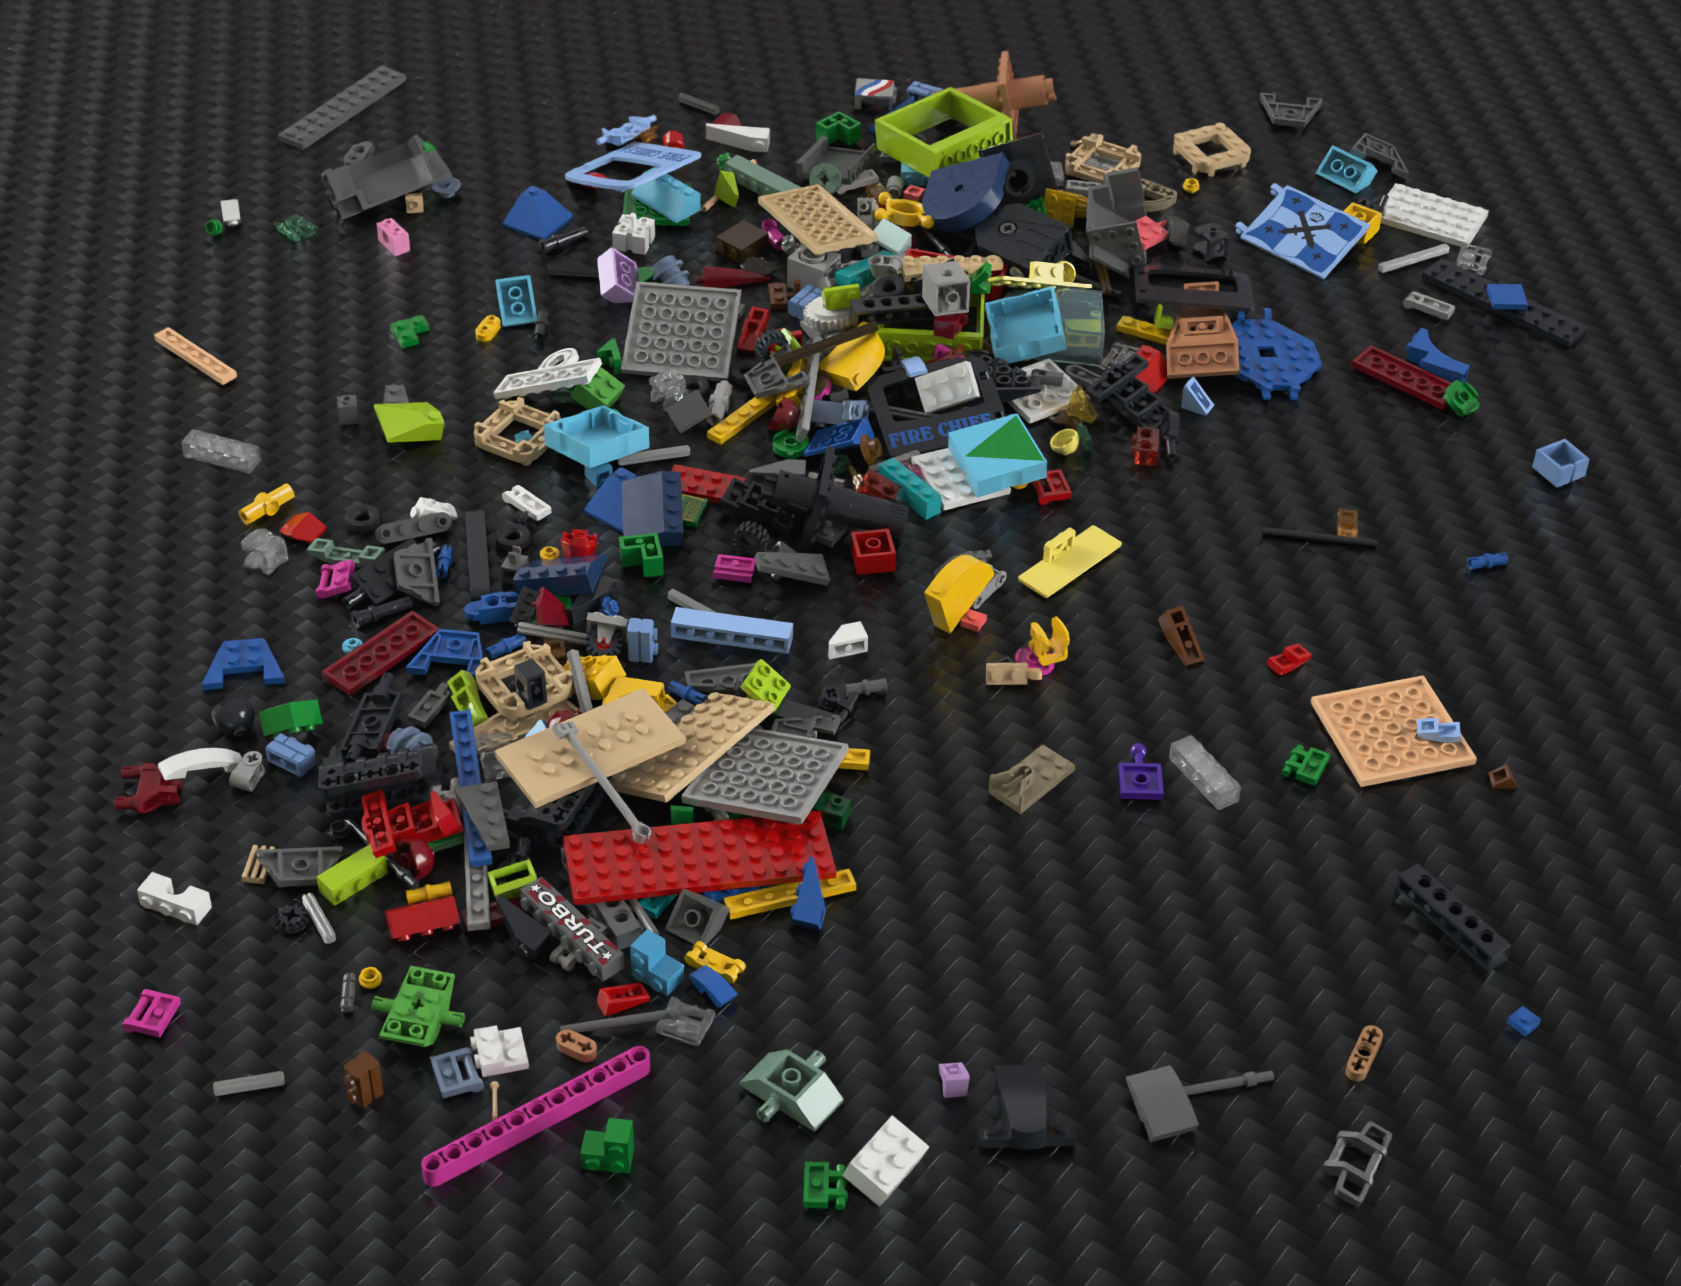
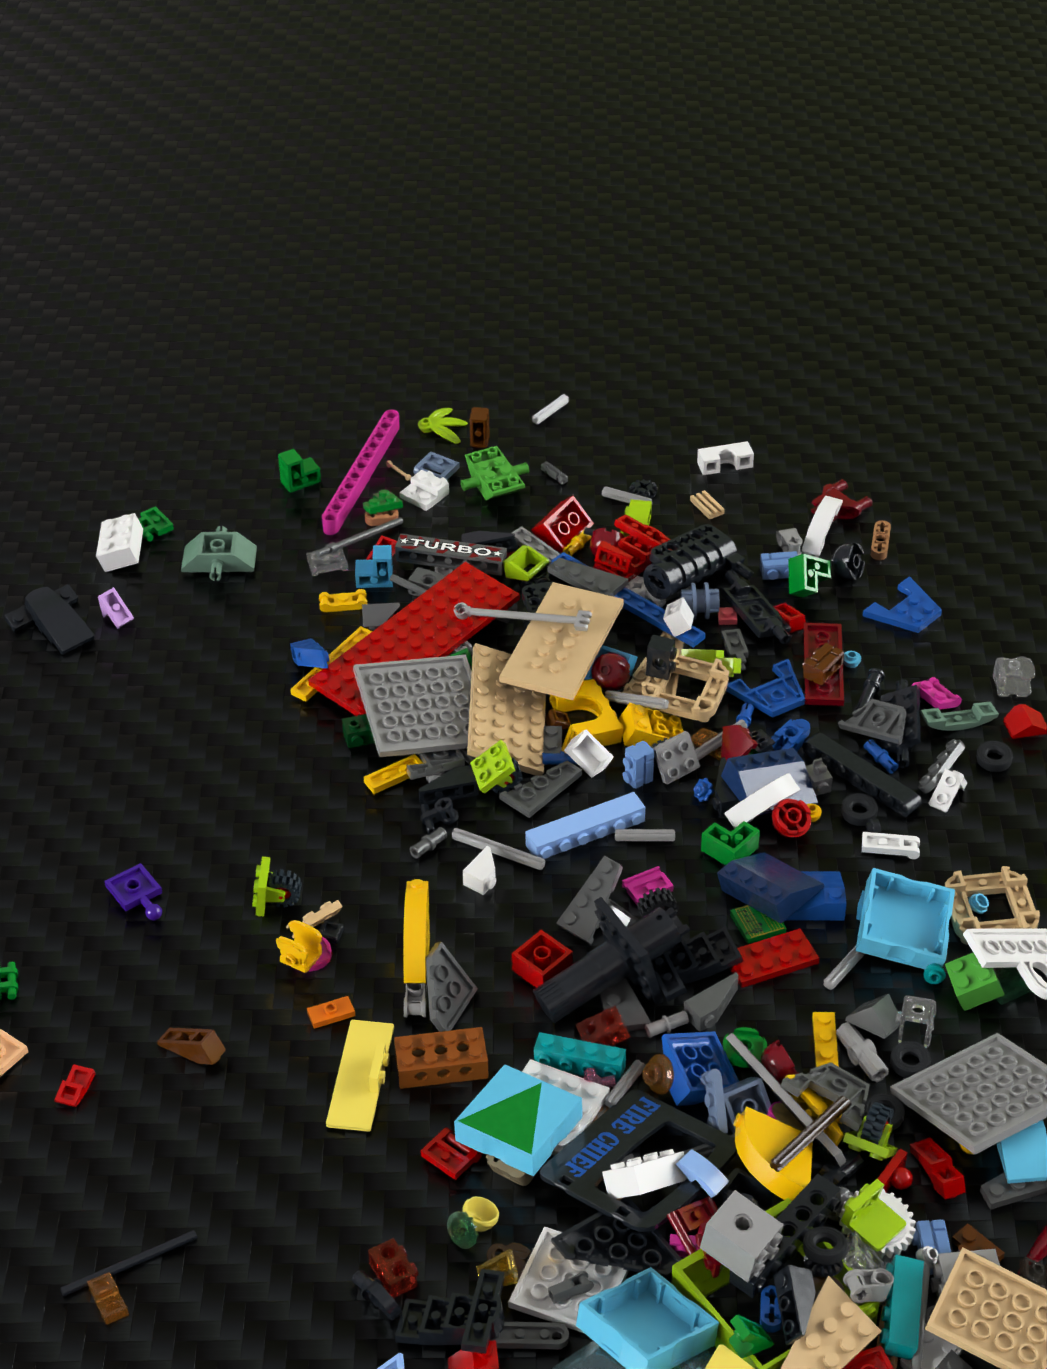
camera: 145 degrees right, 0 degrees up
(156, 1017) = (648, 411): dark pink plate -> none
(181, 727) = (883, 545): none -> medium nougat beam
(298, 865) = (677, 511): dark grey wing -> none
(345, 698) = (791, 616): none -> red slope
(370, 978) = (551, 484): yellow plate -> none
(387, 1139) = (436, 423): none -> lime plant
(393, 634) = (823, 663): none -> reddish brown brick
(457, 729) = (678, 617): none -> white panel
(487, 745) = (629, 630): clear piece -> none
(557, 1047) = (382, 502): none -> green plate
(610, 355) = (1030, 1043): green slope -> none
(613, 558) = (762, 800): none -> white slope
(670, 668) = (588, 753): none -> white panel
(713, 984) = (328, 582): blue slope -> none
(815, 656) = (498, 848): none -> light grey axle
(857, 477) = (638, 1046): clear yellow axle -> none
(973, 620) = (395, 960): coral plate -> none
(1005, 535) = (441, 1057): none -> dark orange brick
(1030, 705) = (274, 887): none -> plate
(1030, 779) = (228, 844): dark tan plate -> none
(1049, 610) = (331, 1012): none -> orange plate
(1205, 772) = (82, 921): clear brick -> none

